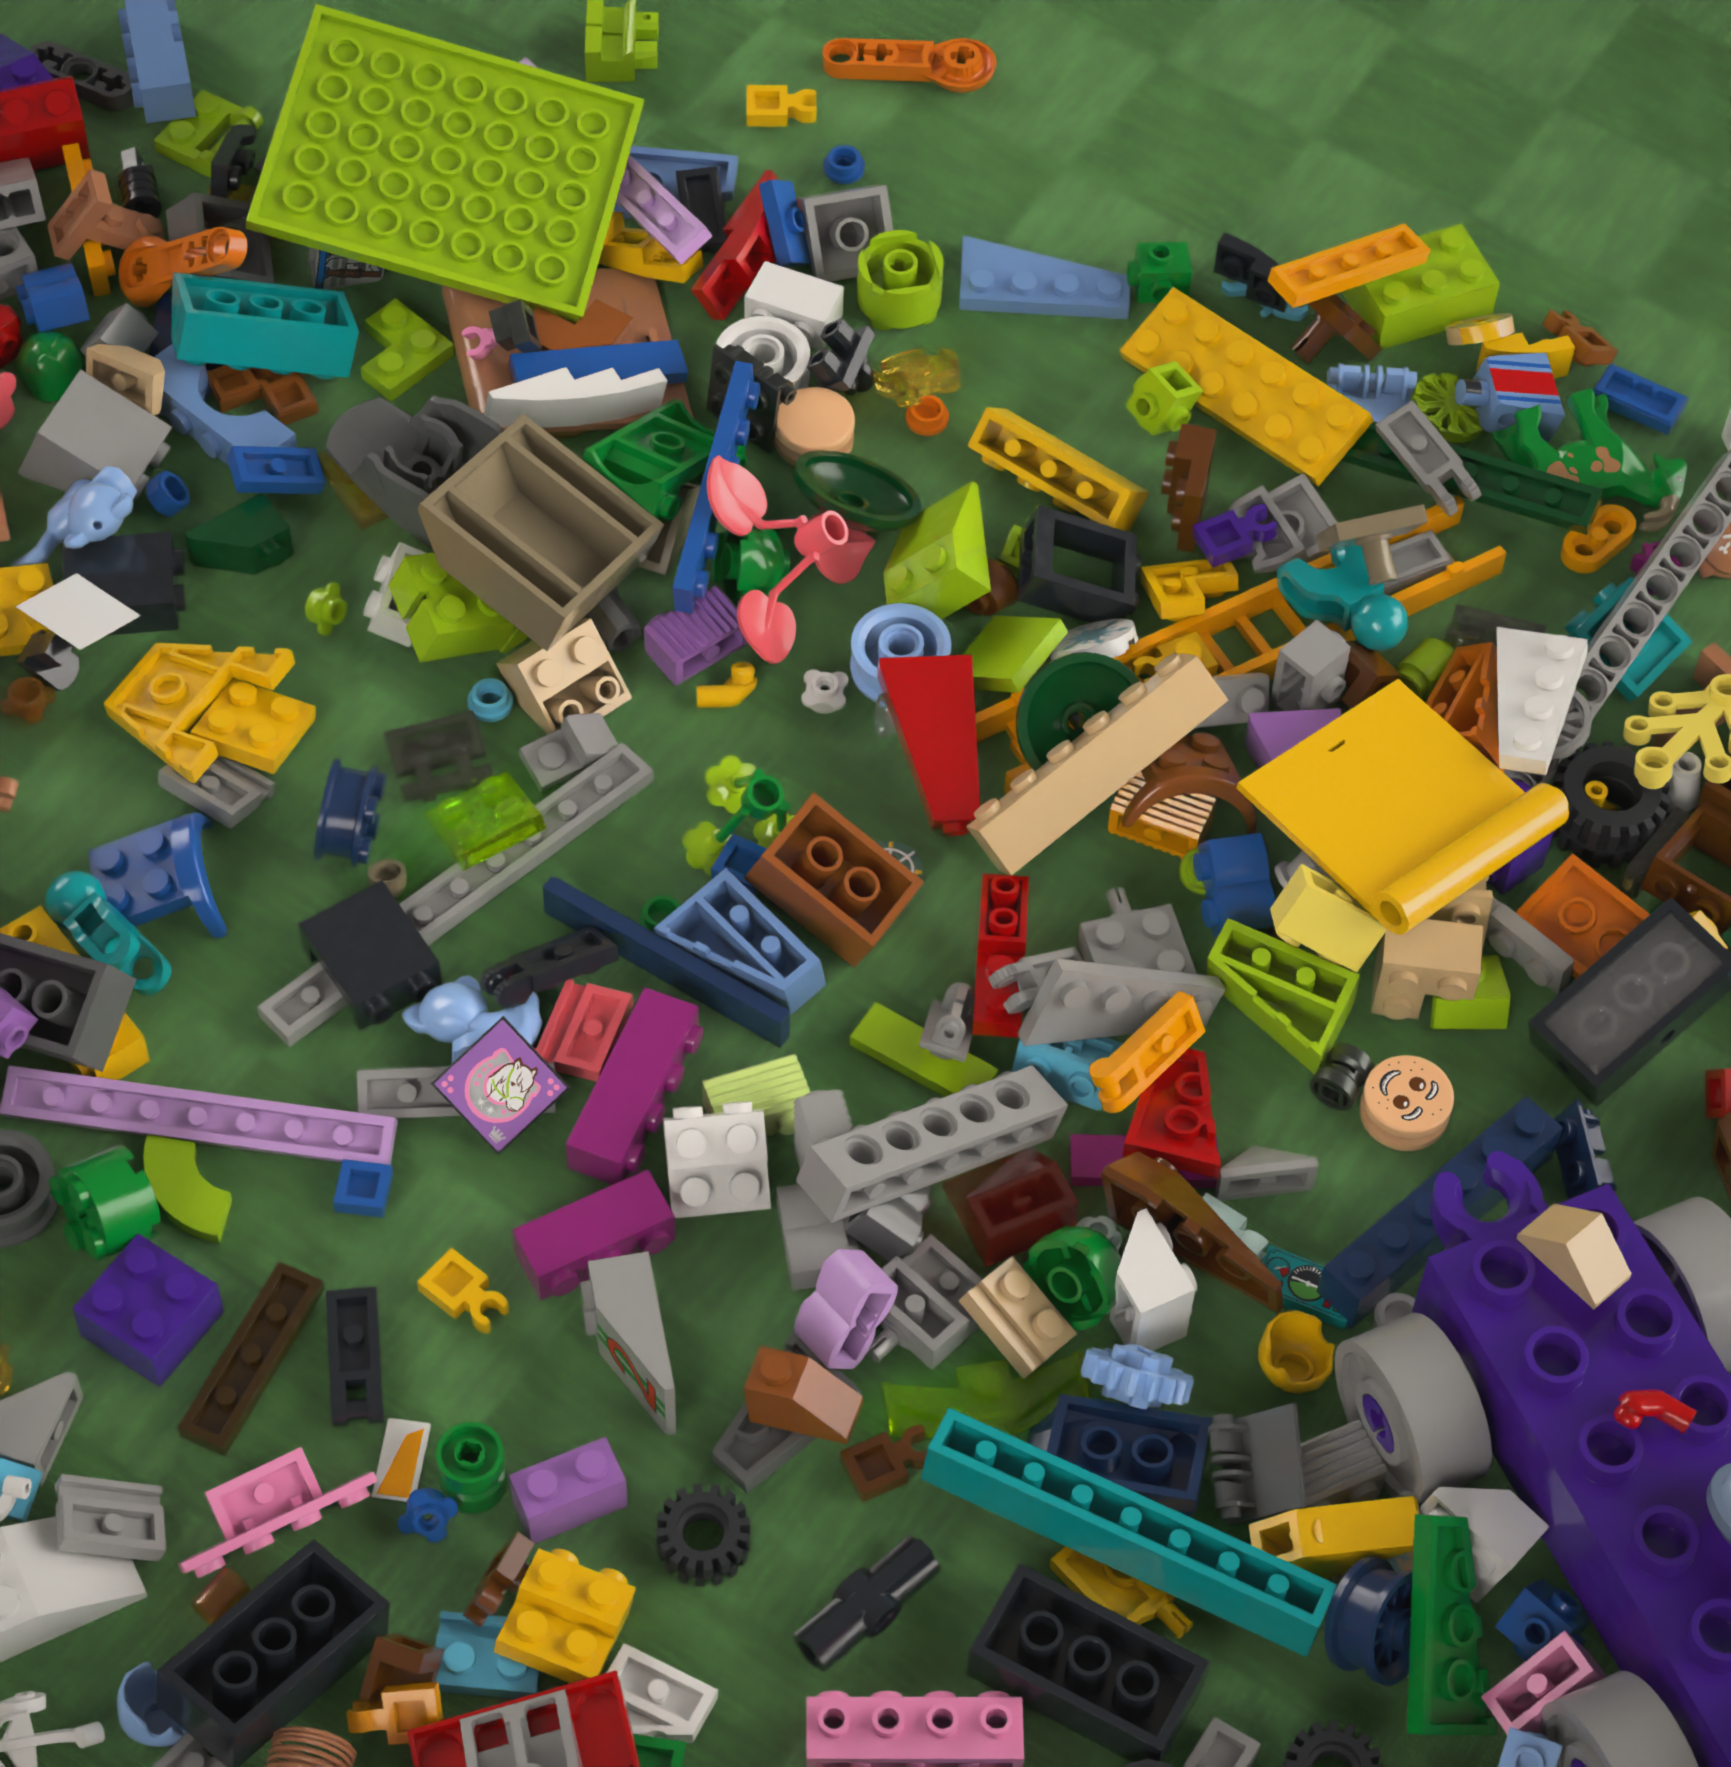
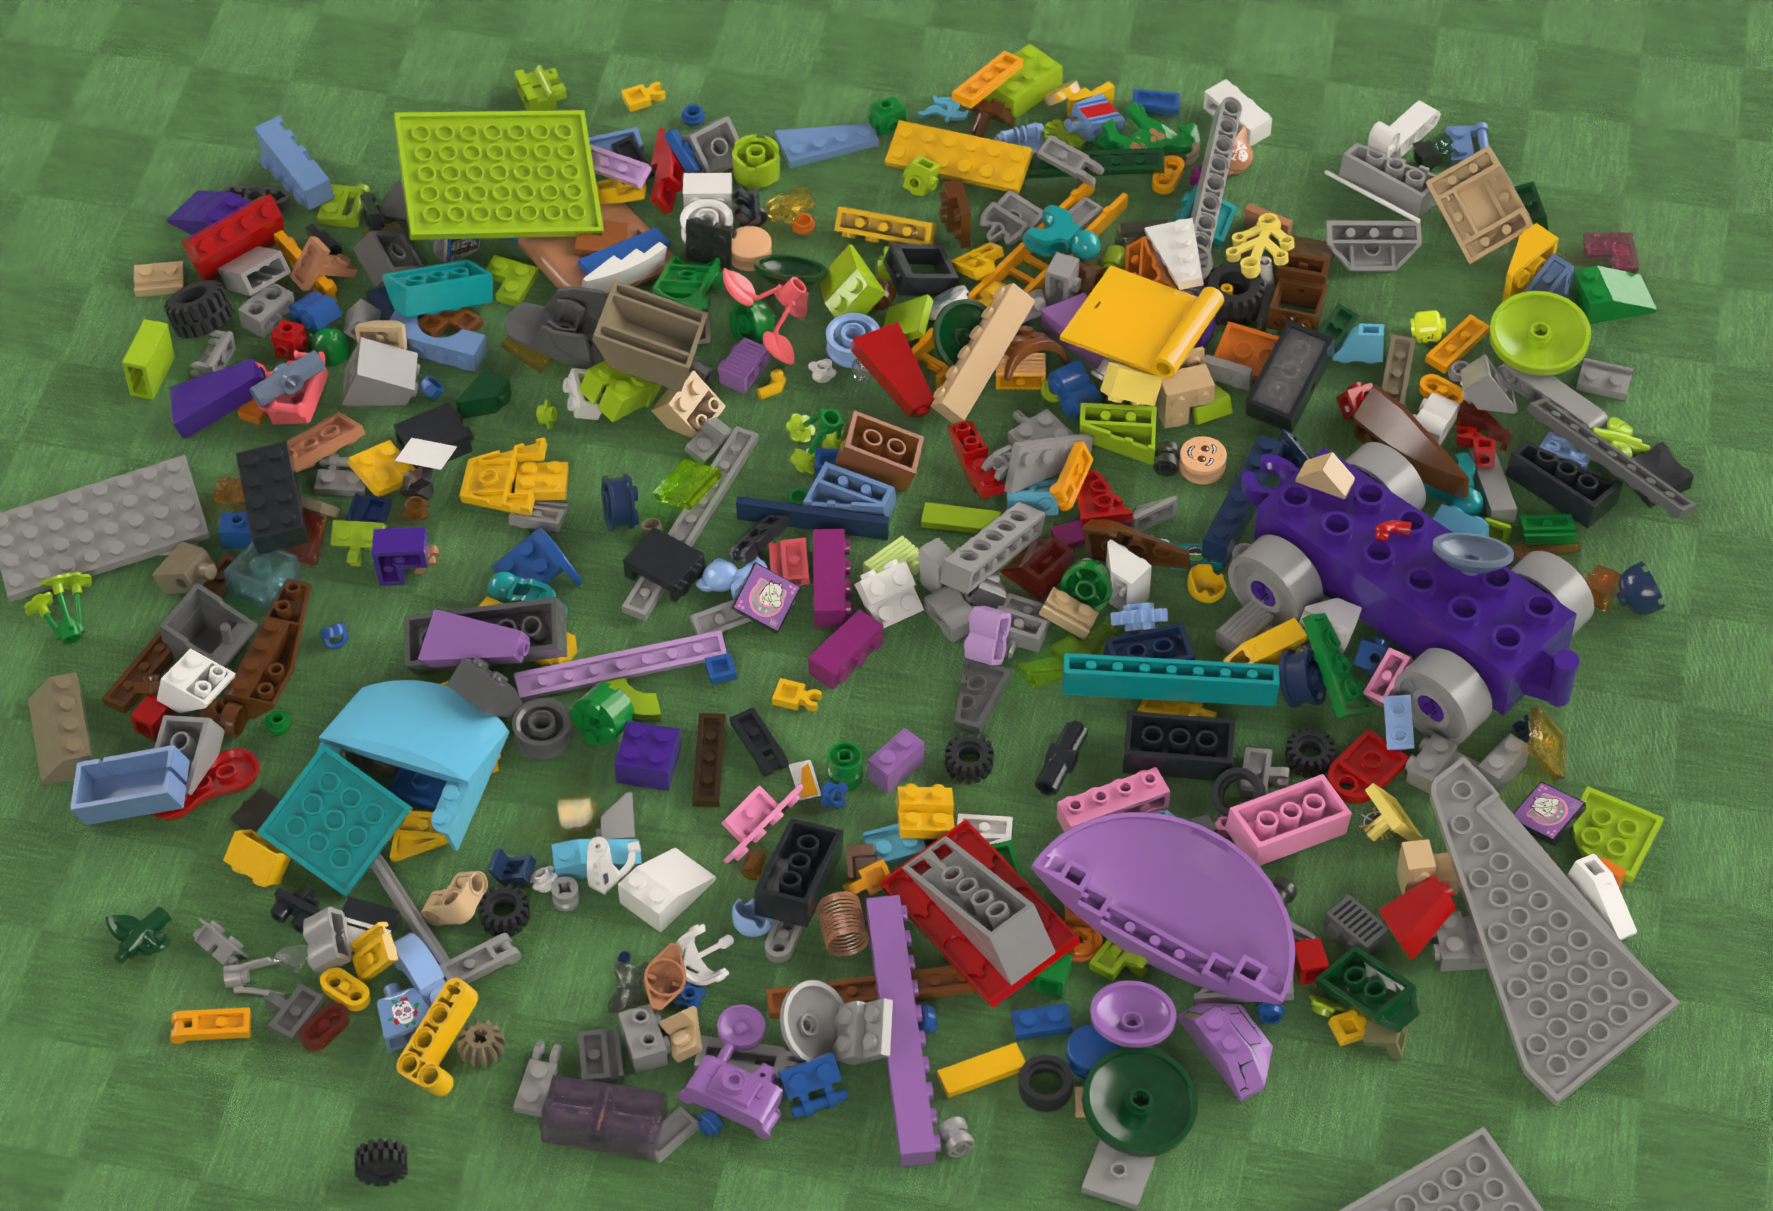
camera: 20 degrees left, 5 degrees down
(85, 514) = (400, 408): light blue animal -> none
(109, 1518) = (683, 848): light grey plate -> none
(151, 261) = (371, 272): orange beam -> none
(276, 470) = (486, 355): blue plate -> none
(434, 746) = (642, 458): clear smoke plate -> none
(490, 691) = (655, 430): medium azure plate -> none
(503, 1573) = (885, 806): reddish brown plate -> none
(511, 328) = (574, 247): pearl dark grey piece -> none
(629, 1331) = (893, 682): light grey slope -> none
(701, 538) = (730, 315): blue plate -> none
(800, 1396) = (986, 679): dark orange slope -> none
(881, 1465) = (1037, 699): reddish brown plate -> none
(913, 61) = (722, 46): orange beam -> none
(950, 1024) = (968, 497): light grey hinge -> none
(1232, 537) = (989, 231): dark purple plate -> none
(1249, 266) = (935, 99): black slope -> none
(1258, 1464) = (1215, 631): dark grey hinge -> none
(1373, 535) = (1067, 202): dark tan tile -> none
(1589, 345) = (1121, 84): dark orange plate -> none

